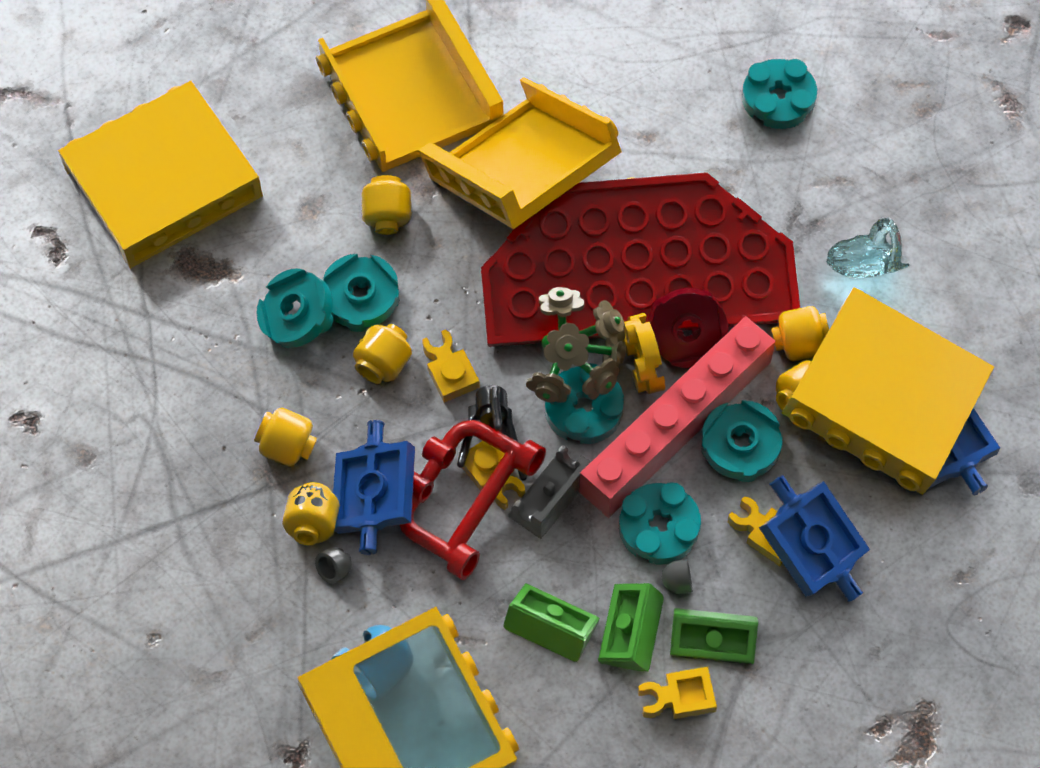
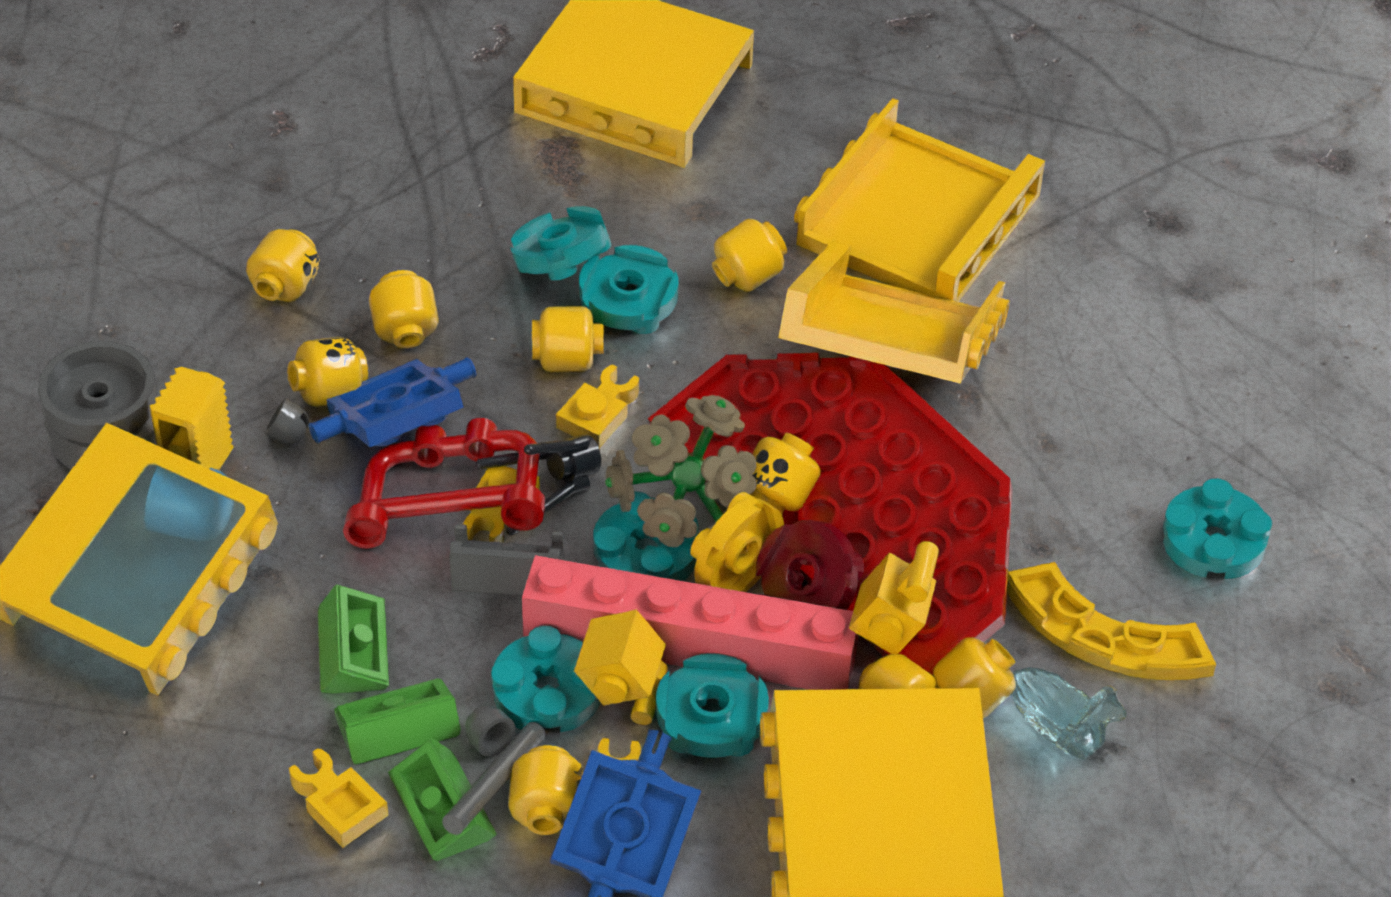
camera: 55 degrees right, 15 degrees down
(185, 491) = (284, 263): none -> yellow head
(226, 671) = (95, 387): none -> dark grey wheel
(318, 623) = (193, 418): none -> yellow brick
(611, 286) = (784, 472): none -> yellow head
(692, 470) = (623, 662): none -> yellow brick
(728, 593) = (492, 779): none -> dark grey bar
(750, 568) = (543, 788): none -> yellow head
(761, 289) = (896, 599): none -> yellow brick
(820, 201) = (1124, 648): none -> yellow tile
(821, 284) = (978, 666): none -> yellow head

